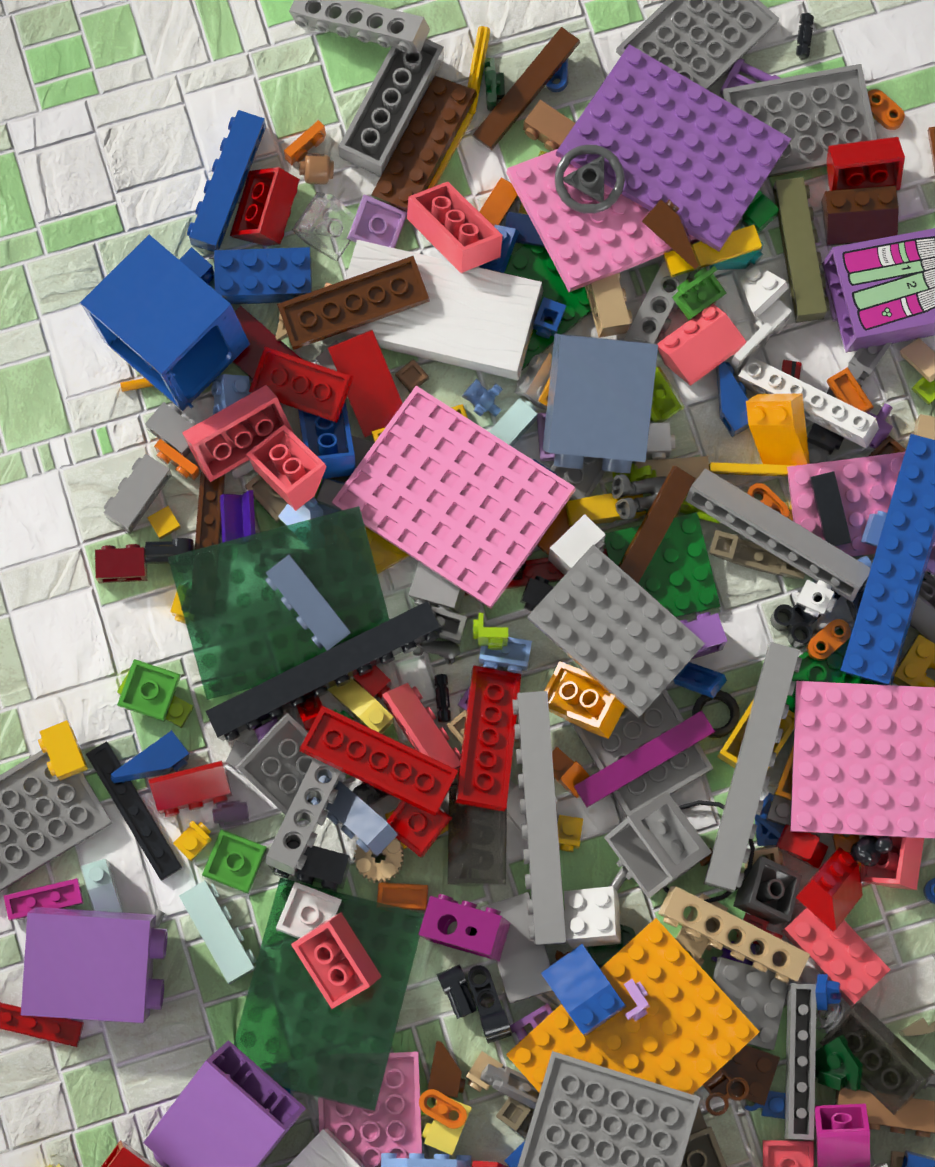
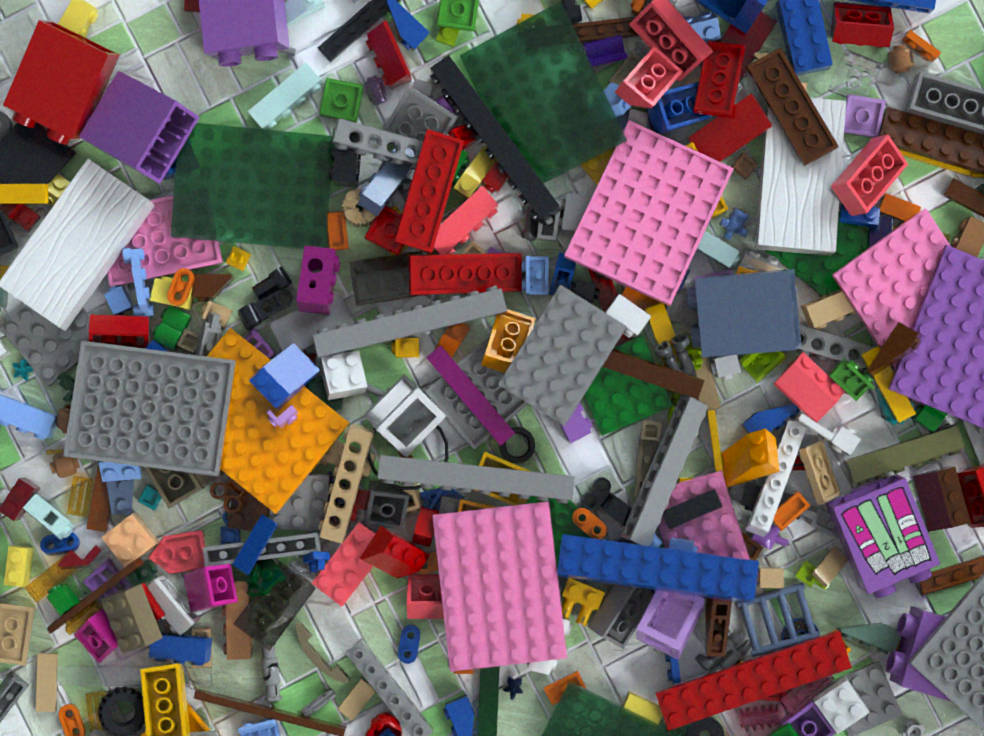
camera: 85 degrees right, 10 degrees up
(193, 840) = (351, 66): yellow bracket -> none
(306, 910) = (307, 161): white plate -> none
(307, 602) = (544, 115): sand blue brick -> none
(336, 960) = (275, 188): coral slope -> none
(415, 1031) = (238, 258): none -> yellow tile
(442, 698) = (493, 234): black axle -> none
(491, 1133) = (172, 326): none -> green brick
(492, 637) = (542, 261): lime bracket -> none
(509, 615) = (562, 274): none -> blue slope
(549, 310) = (815, 261): blue brick -> none
(589, 179) = (927, 275): dark grey piece -> none
(700, 679) = (540, 429): blue plate -> none
(761, 288) = (864, 428): white wing -> none
(769, 498) = (693, 461): orange plate -> none
(795, 1066) = (255, 544): none -> blue slope
(807, 351) = (819, 472): none -> tan plate
(812, 590) = (617, 501): white brick -> none
(869, 849) = (430, 578): black animal -> none

